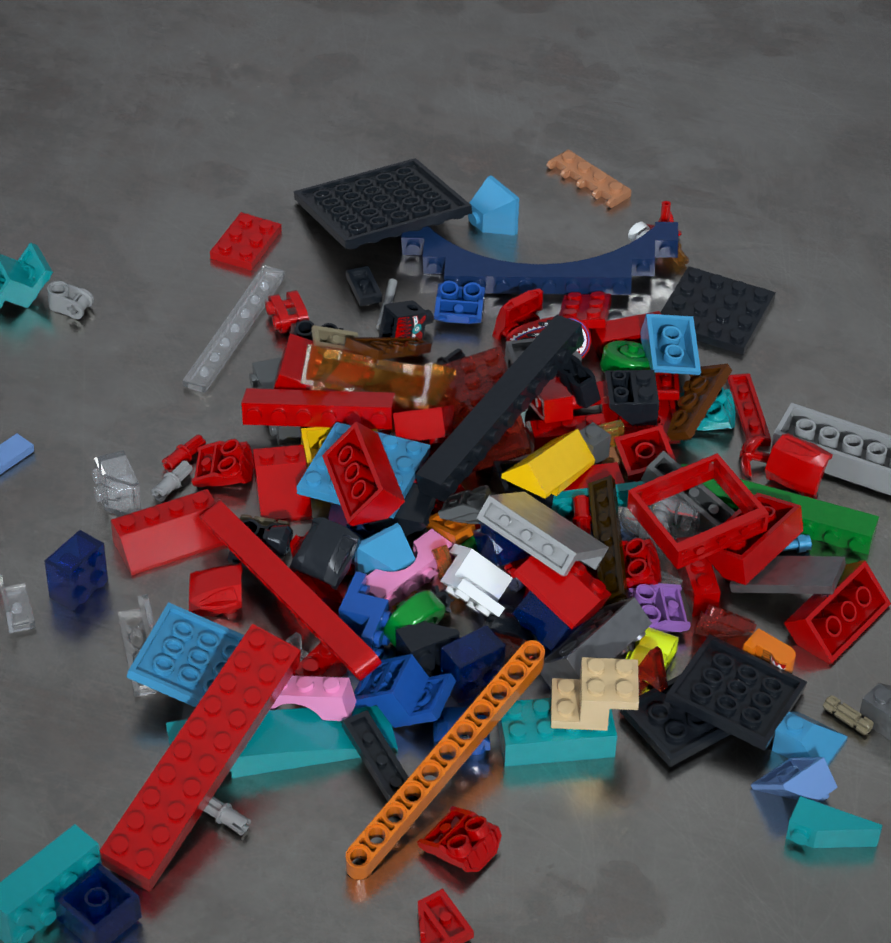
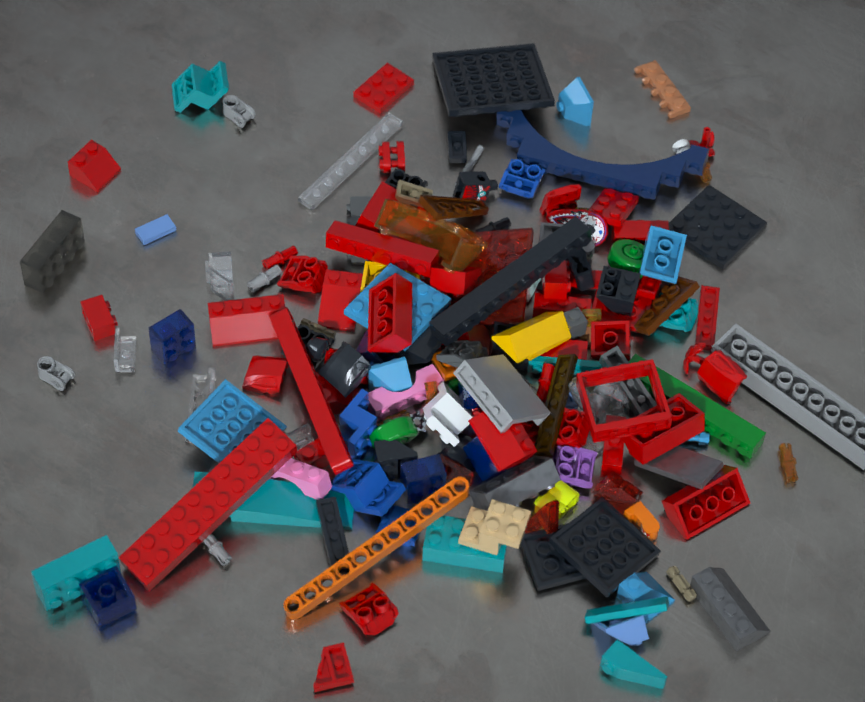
camera: 15 degrees right, 10 degrees up
(798, 758) = (627, 610): none -> teal tile

